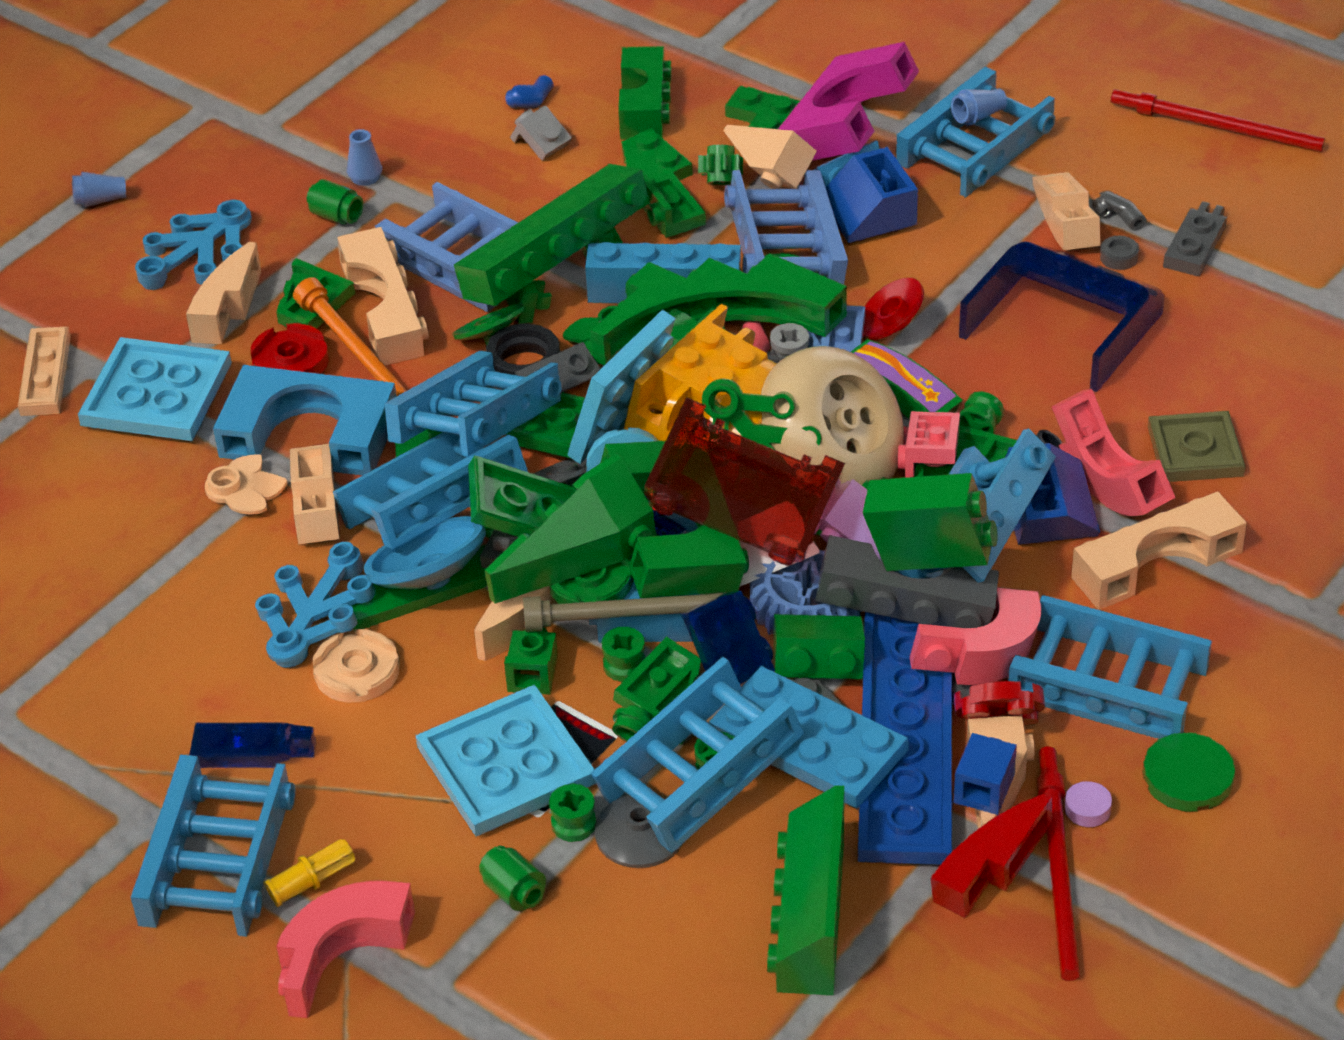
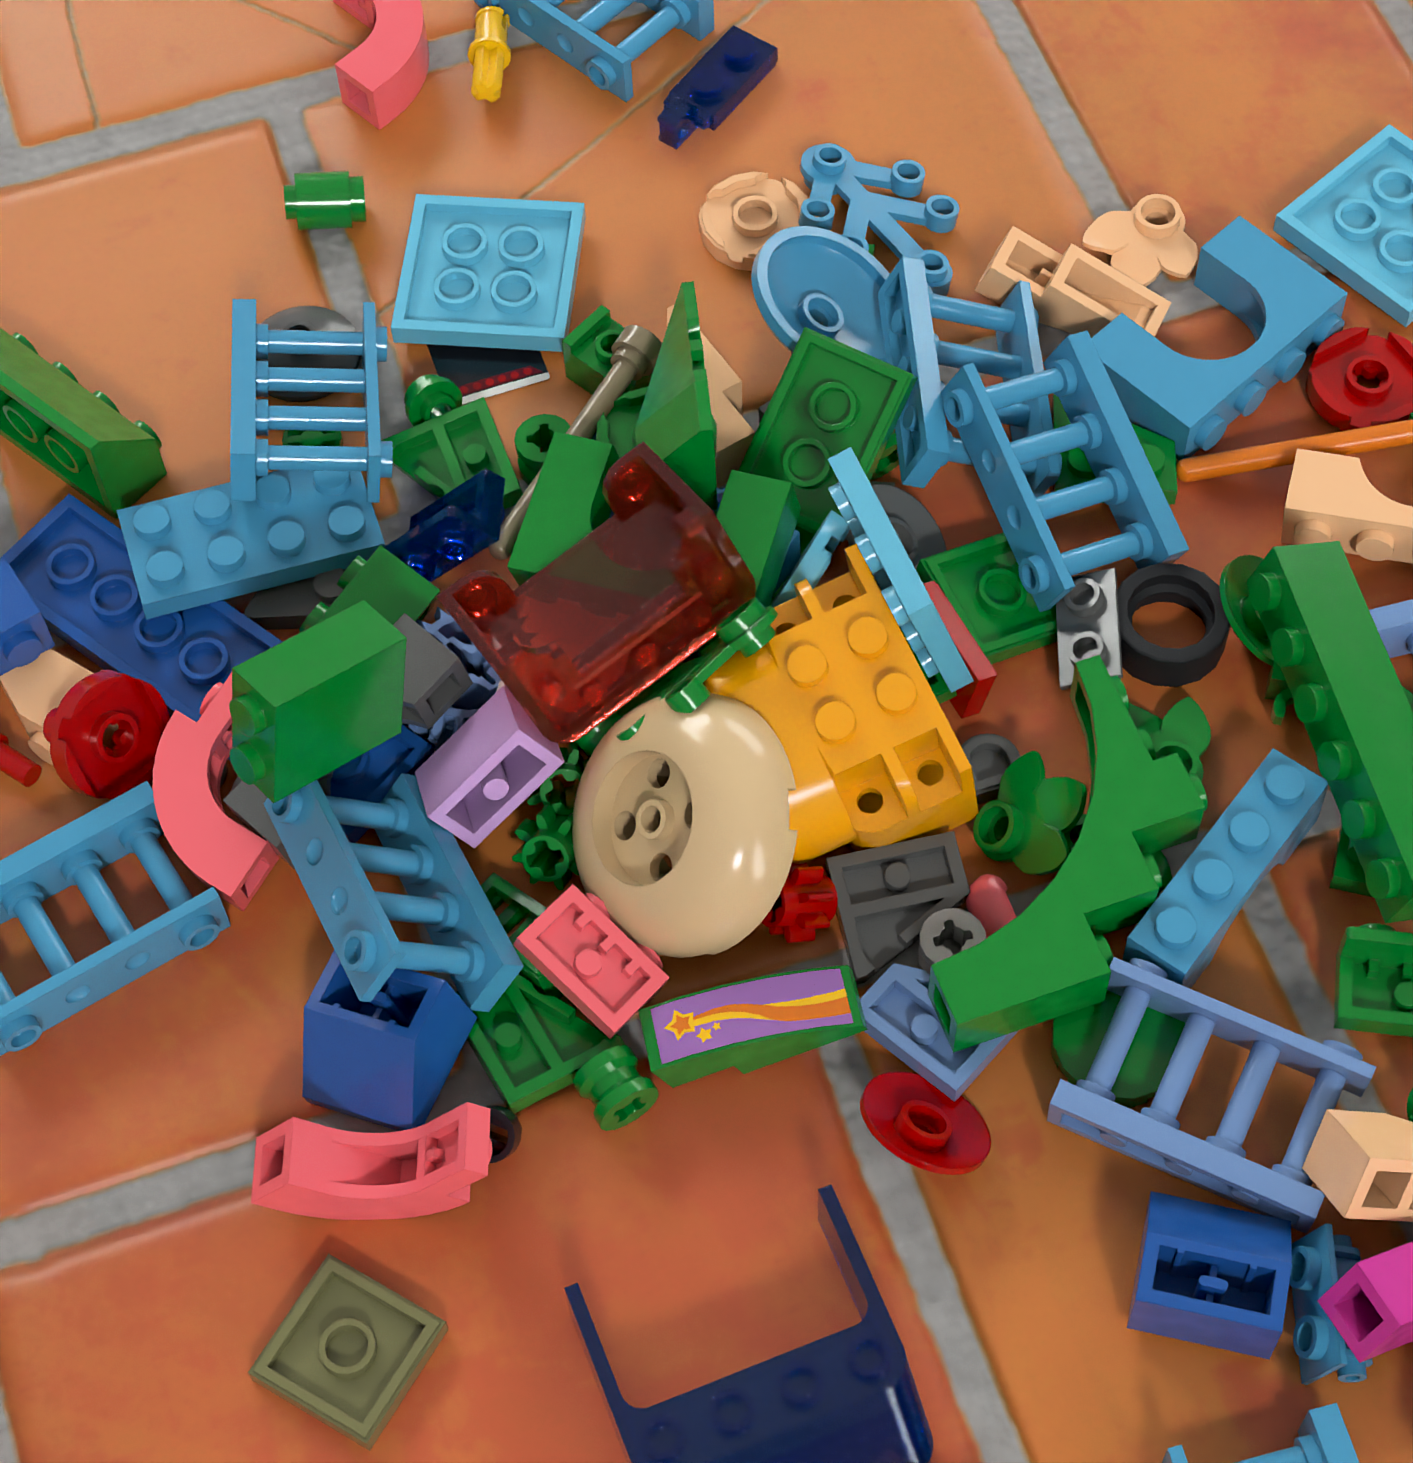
camera: 125 degrees right, 15 degrees up
(571, 824) = (373, 280): green wheel -> none
(1200, 530) = (179, 1206): light nougat arch -> none

